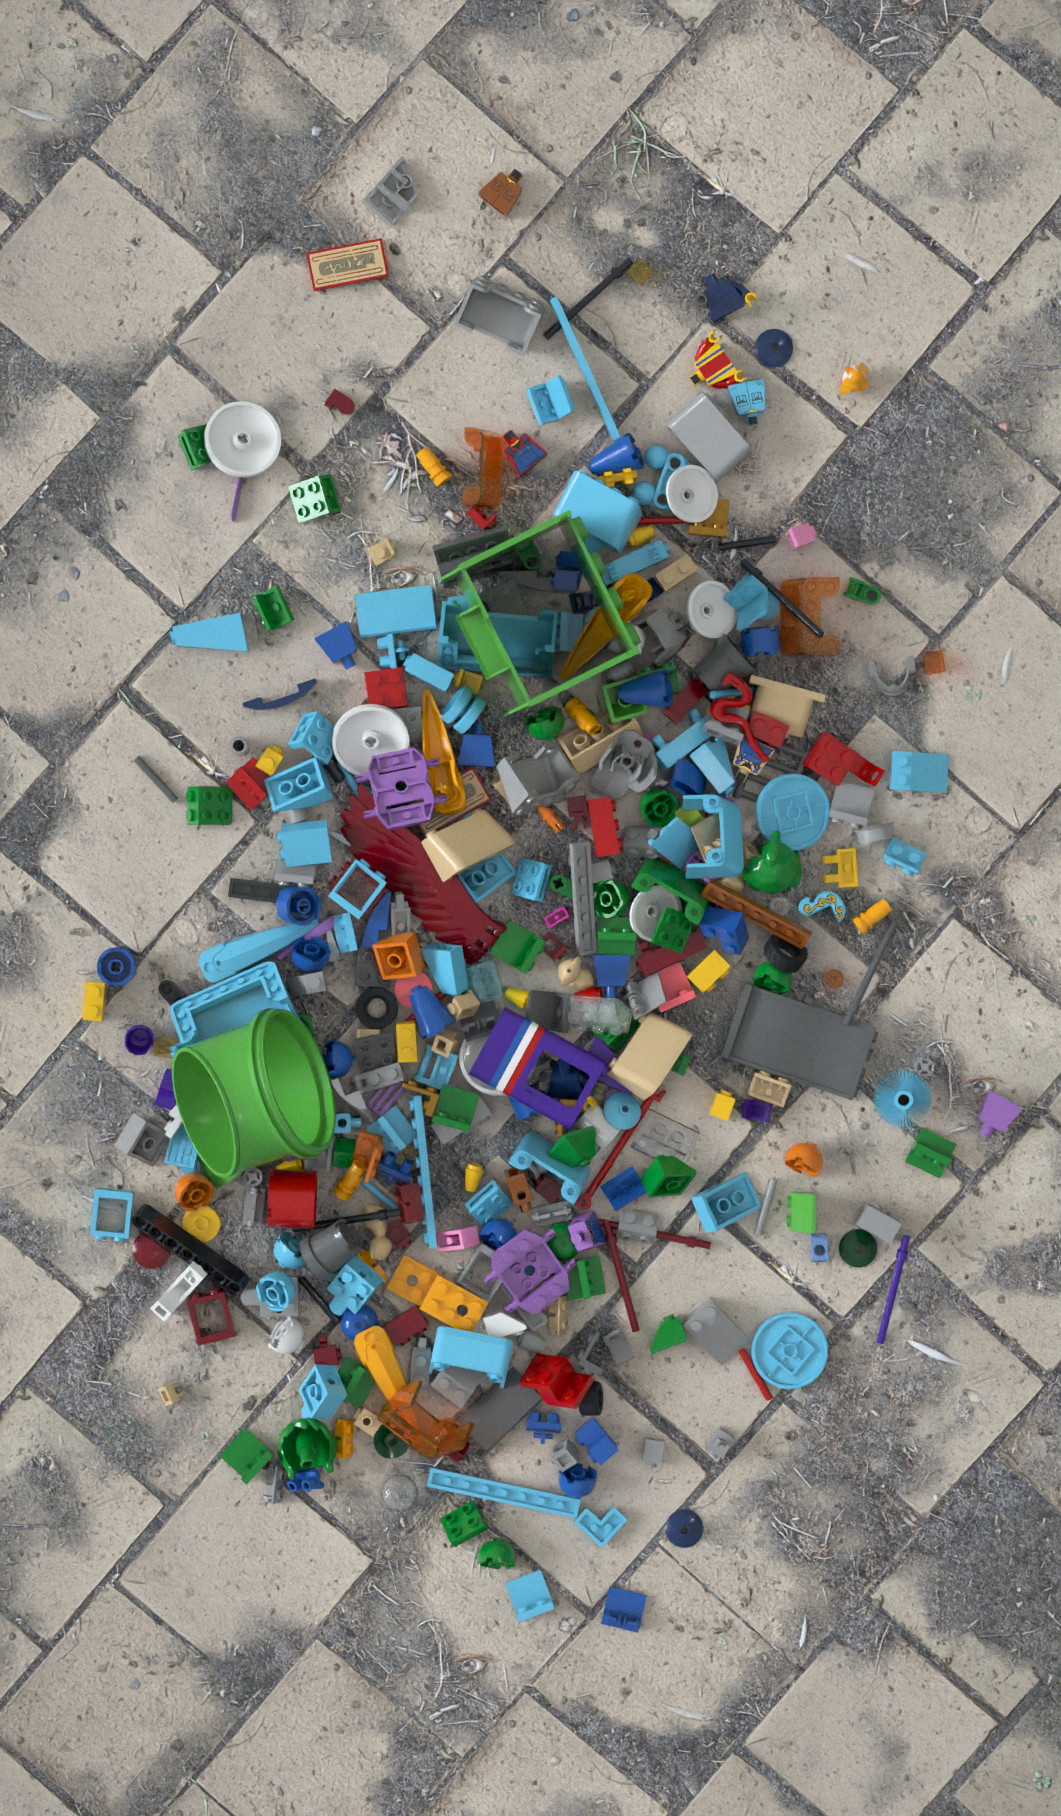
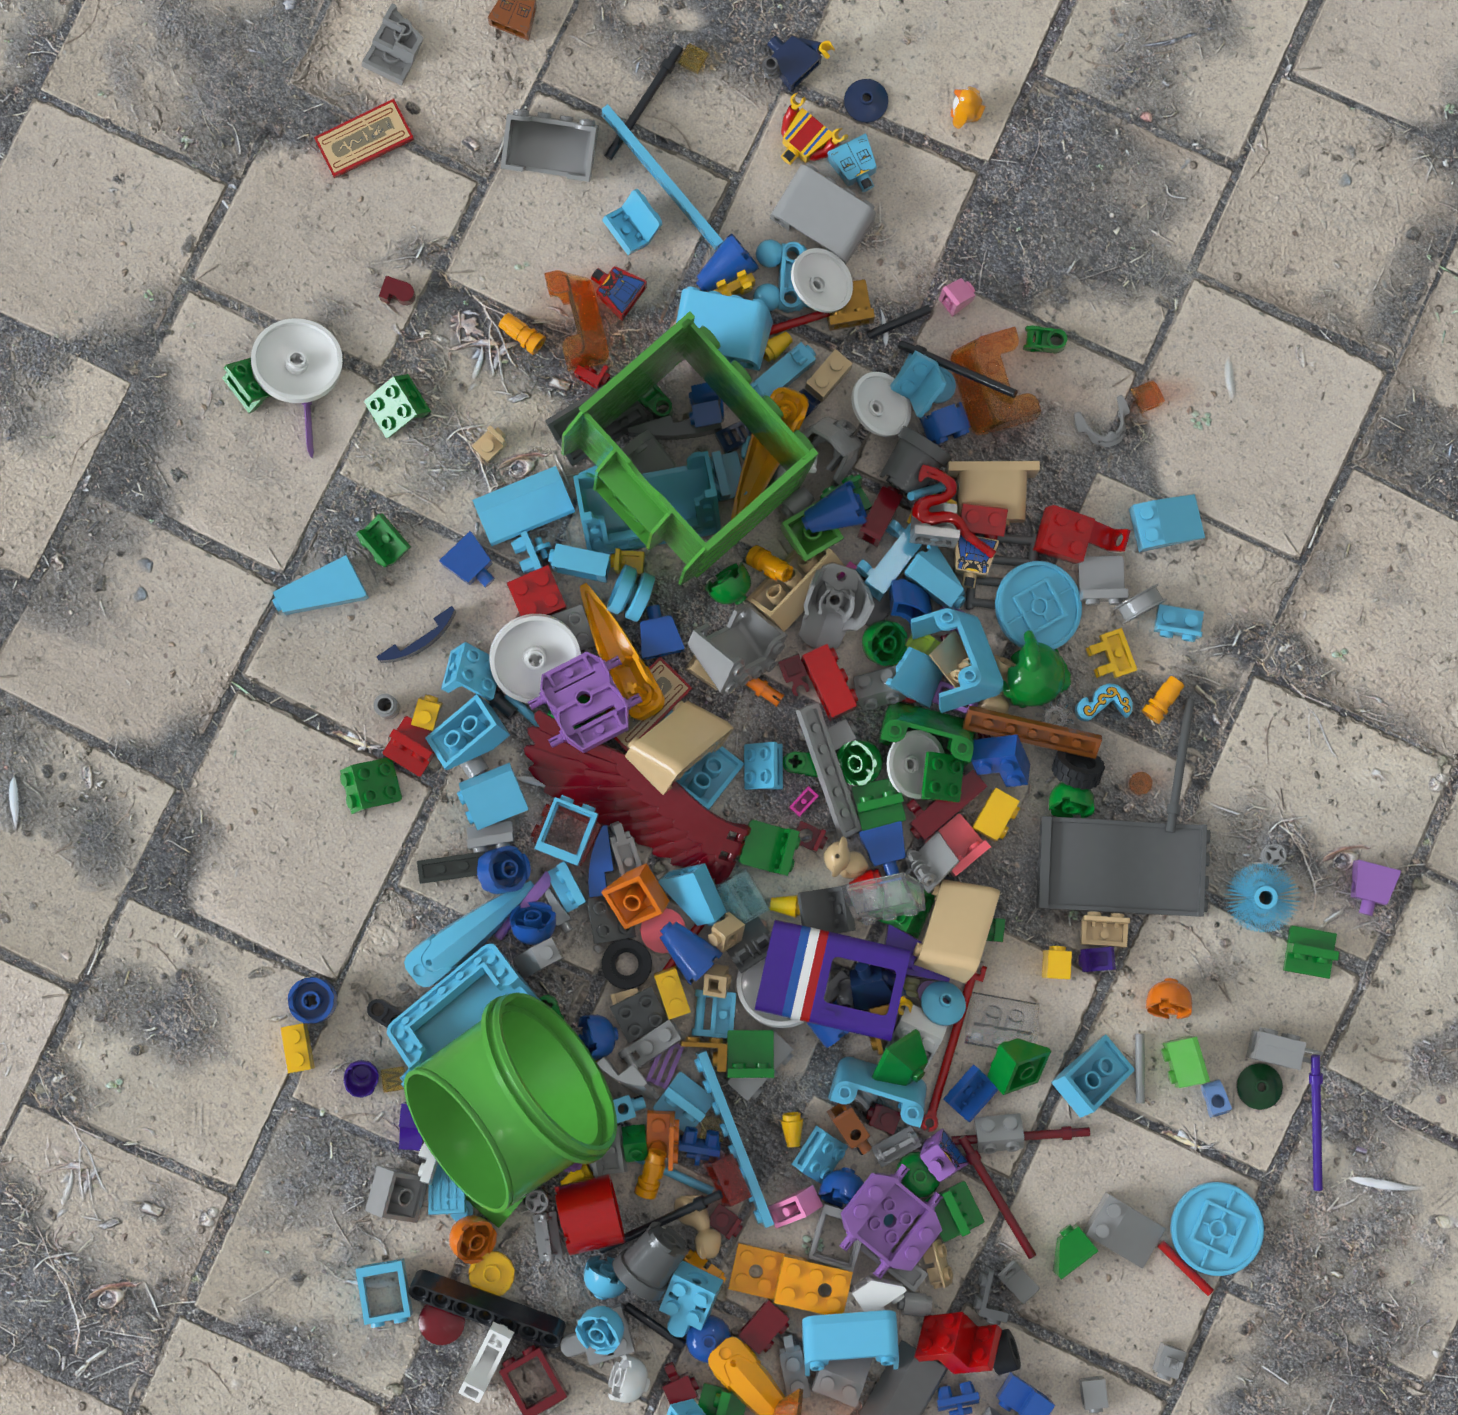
camera: 25 degrees left, 5 degrees down
(155, 778) = (302, 773): dark grey bar -> none

